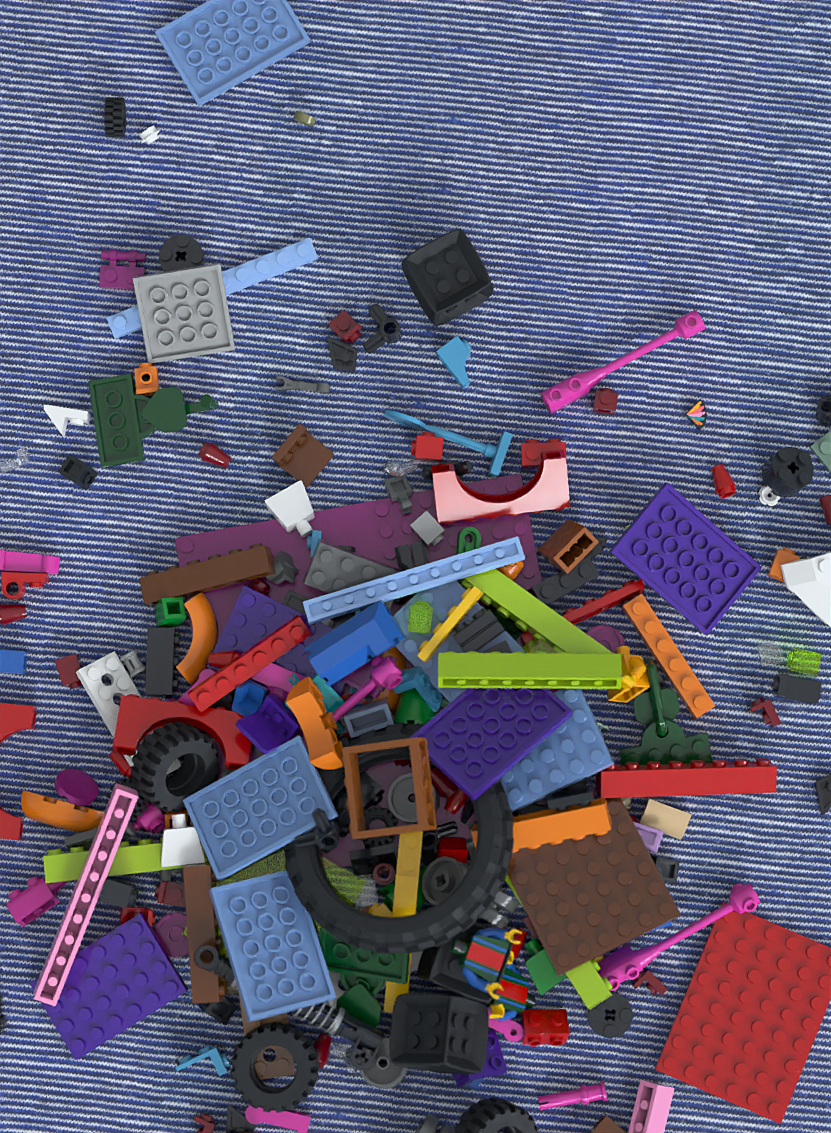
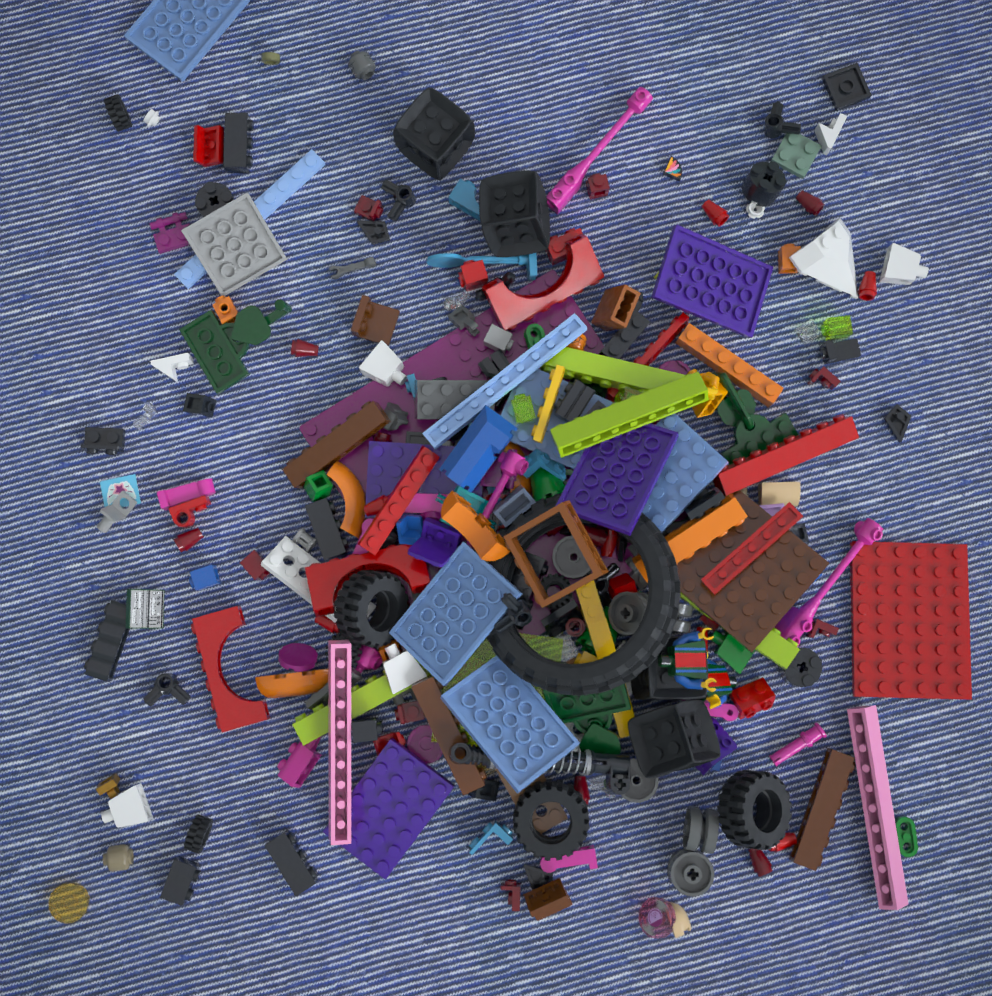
camera: 25 degrees left, 0 degrees up
(199, 190) = (208, 145): none -> red bracket
(232, 199) = (238, 143): none -> black brick
(401, 165) = (362, 65): none -> dark grey head
(498, 401) = (514, 213): none -> black piece
(603, 865) = (751, 548): none -> red plate

